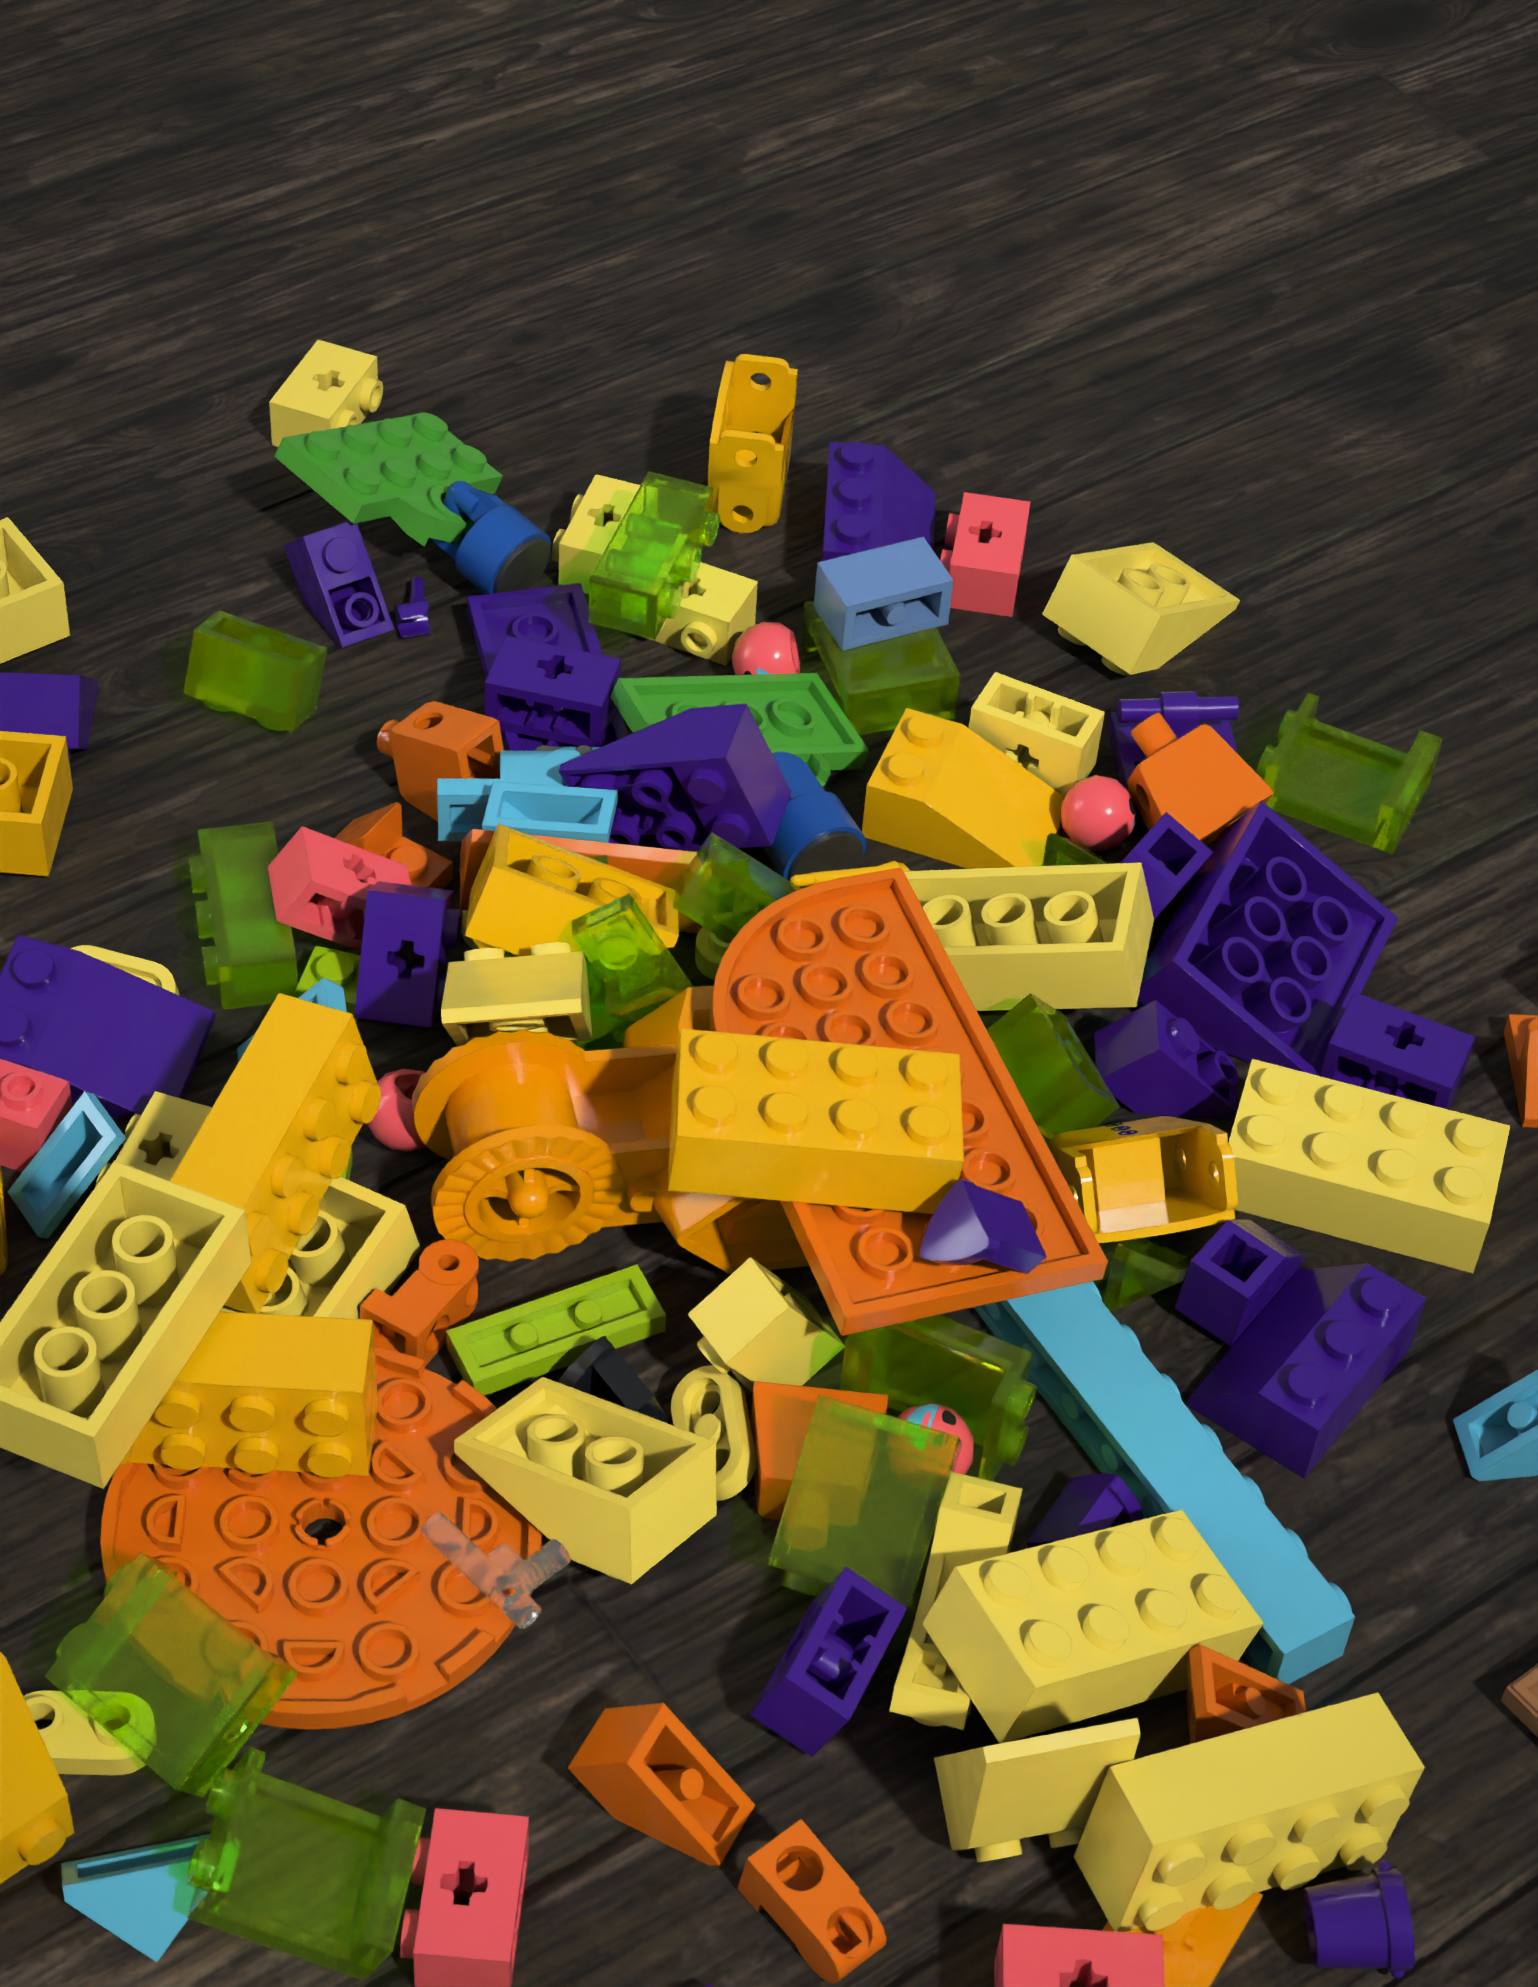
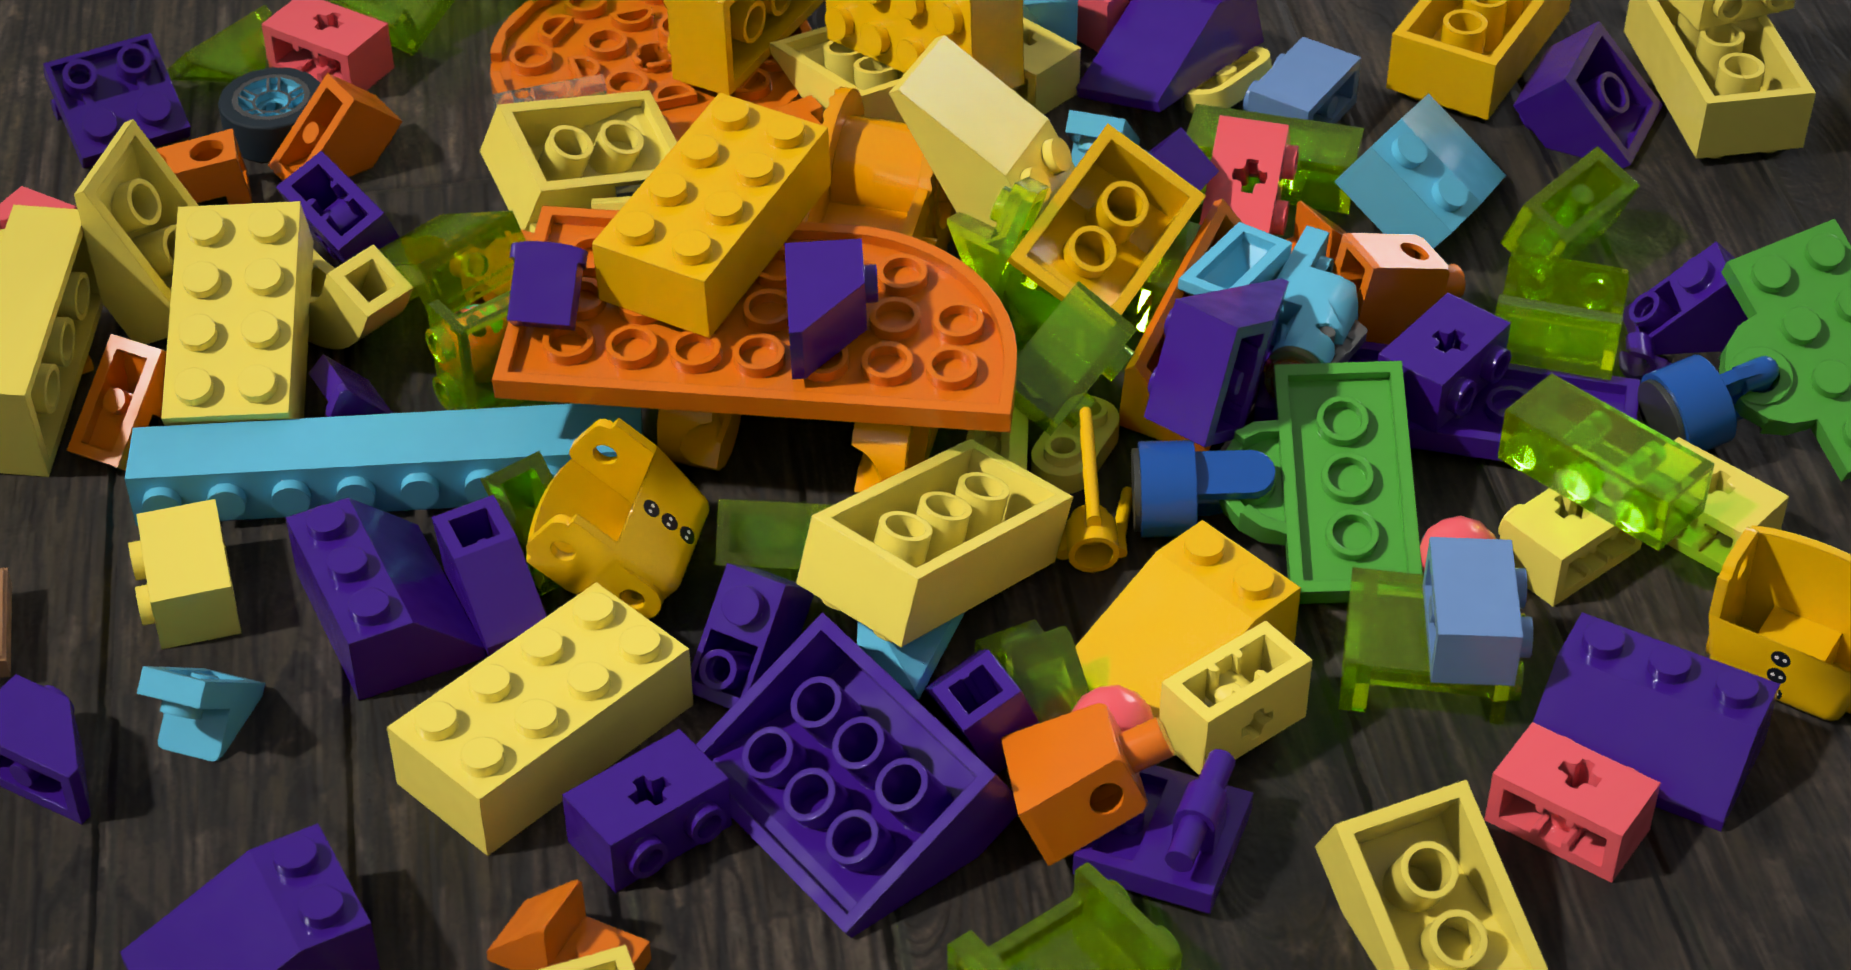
camera: 120 degrees right, 5 degrees down
(122, 912) = (1307, 84): none -> medium blue brick
(267, 774) = (1421, 175): none -> medium azure slope
(414, 658) = (1563, 313): none -> clear neon green panel
(670, 1871) = (264, 108): none -> wheel
(883, 1001) = (826, 299): none -> dark purple slope
(1399, 1530) = (186, 575): none -> light yellow brick

